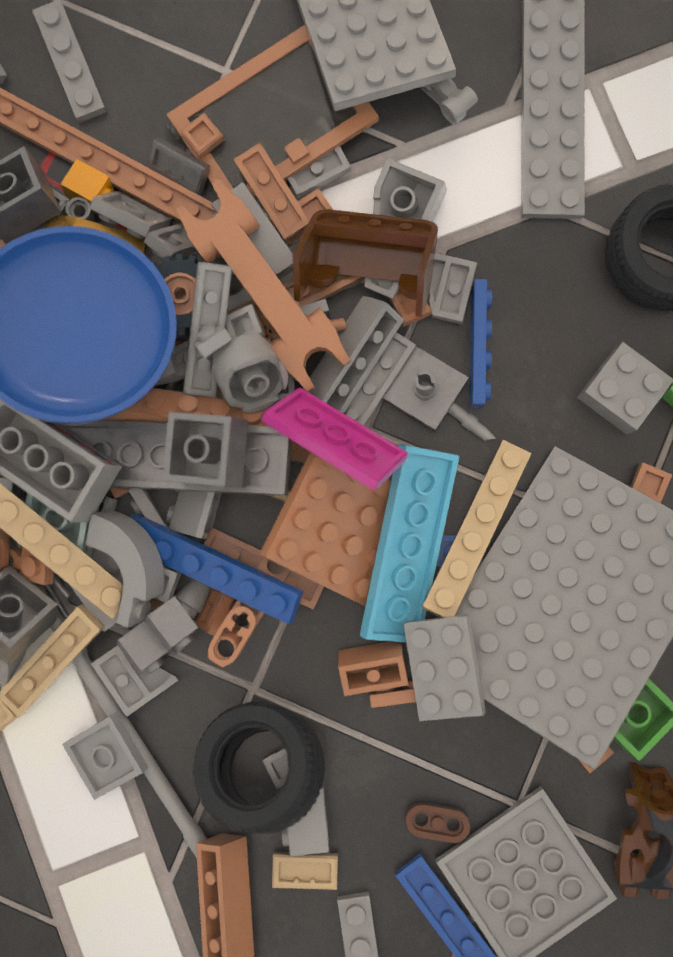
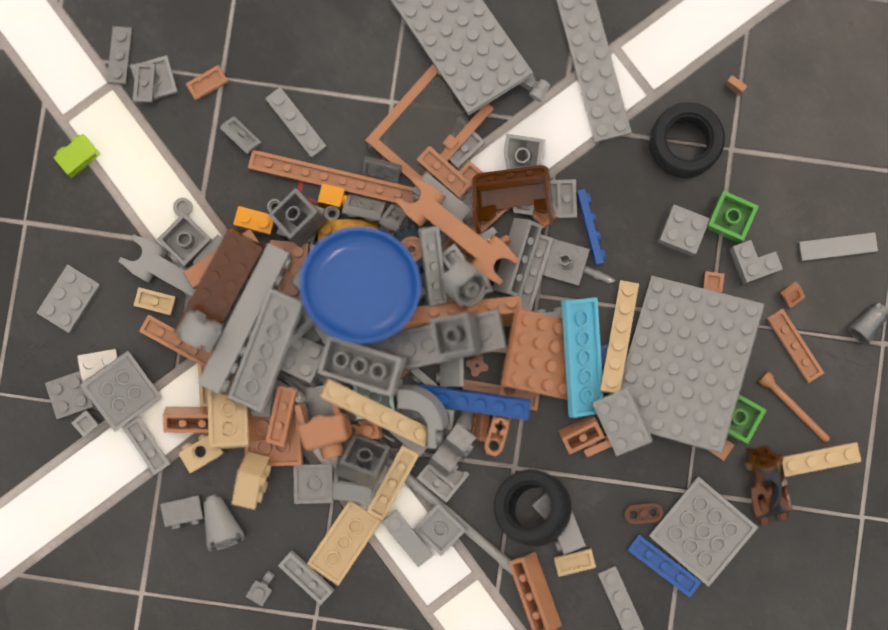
camera: 15 degrees left, 0 degrees up
(43, 749) = (407, 538): none -> light grey slope
(202, 135) = (391, 148): nougat tile -> none
(211, 339) = (439, 271): light grey plate -> none
(247, 515) = (477, 360): none -> nougat plate
(335, 438) = (525, 307): dark pink tile -> none

